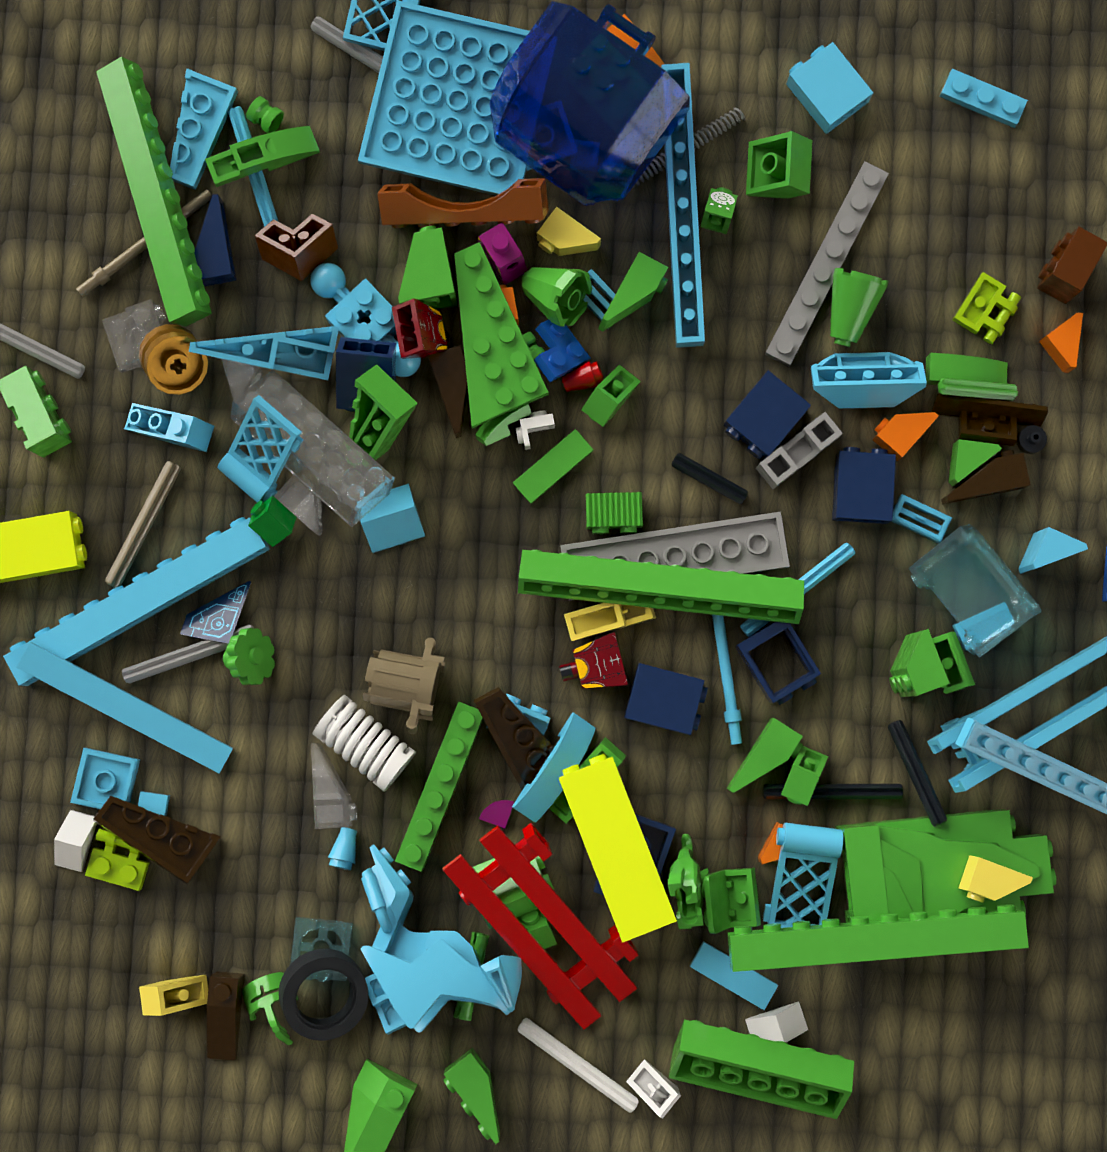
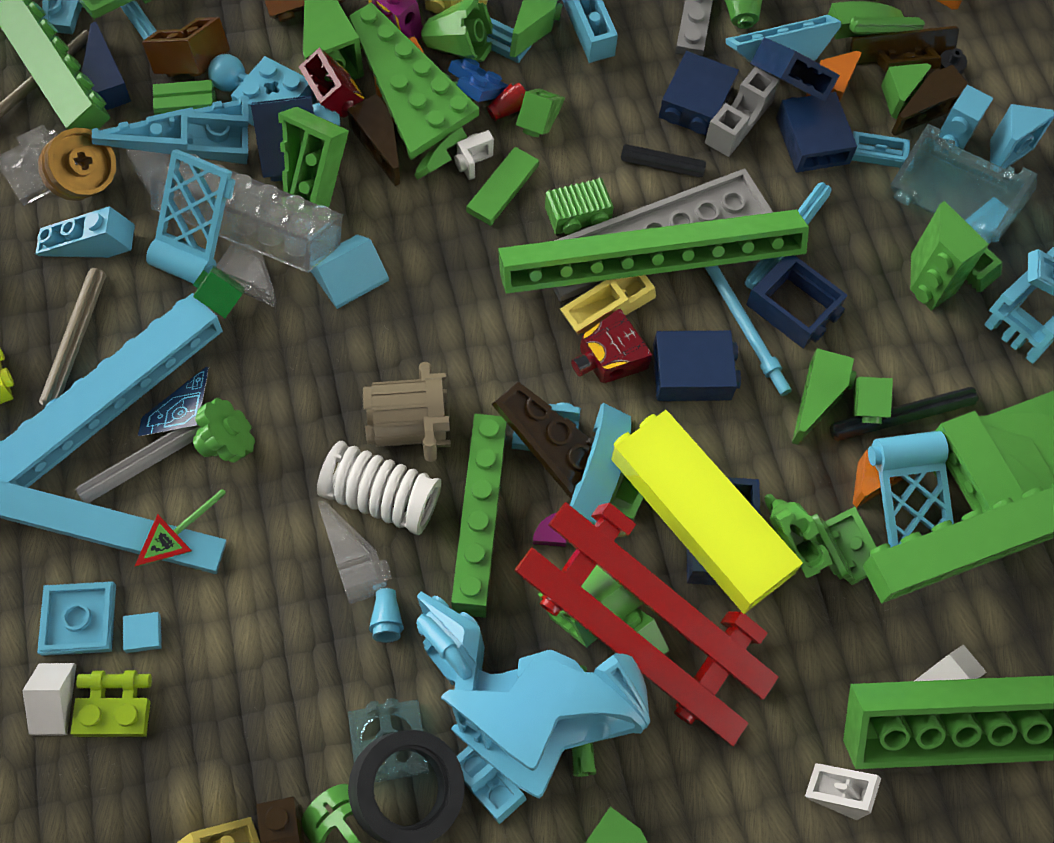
camera: 25 degrees left, 20 degrees down
(159, 838) = (160, 661): dark brown wing -> none
(183, 741) = (165, 542): none -> piece
(283, 304) = (183, 95): none -> bright green brick
(578, 1065) = (742, 792): white axle -> none
(746, 984) = (880, 635): medium azure tile -> none
(858, 429) = (795, 69): none -> dark blue brick
(917, 773) = (986, 367): black axle -> none
(1004, 519) = (965, 116): none -> medium azure piece

